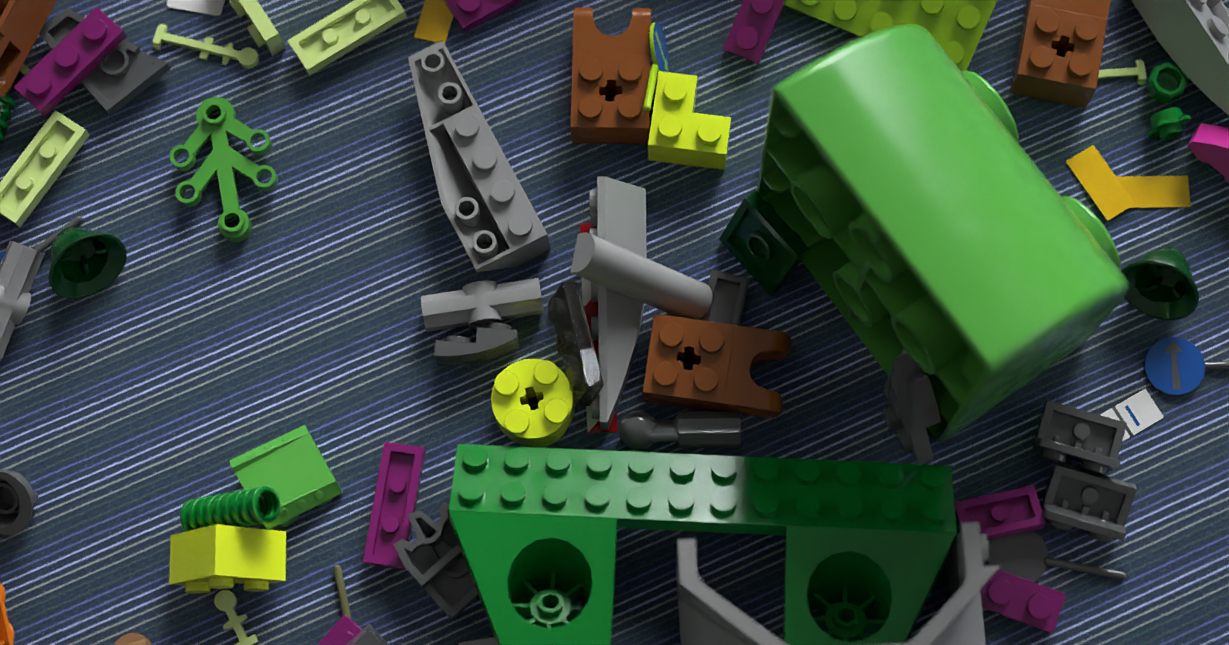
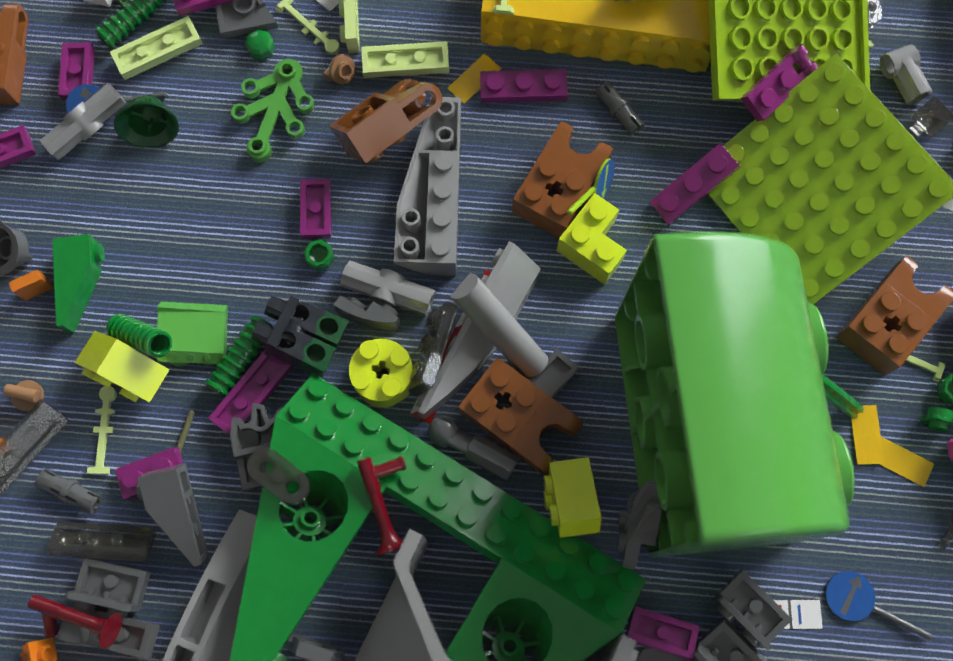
camera: 25 degrees right, 0 degrees up
(59, 525) = (31, 285): none -> orange tile
(106, 483) = (75, 276): none -> green slope
(161, 100) = (260, 45): none -> green tile
(276, 80) = (340, 70): none -> medium nougat plate
(344, 258) = (315, 209): none -> magenta plate
(356, 472) = (236, 360): none -> green piece
(368, 112) = (384, 119): none -> dark orange brick
(380, 309) = (319, 255): none -> green tile
(418, 409) = (301, 335): none -> black hips
(496, 569) = (279, 477): none -> clear smoke plate
(594, 515) = (370, 476): none -> dark red piece
(763, 243) = (601, 348): dark green plate -> none
(824, 420) = (572, 497): none -> neon yellow brick
(1052, 158) = (841, 399): none -> green axle
(1162, 285) = (874, 533): dark green hat -> none

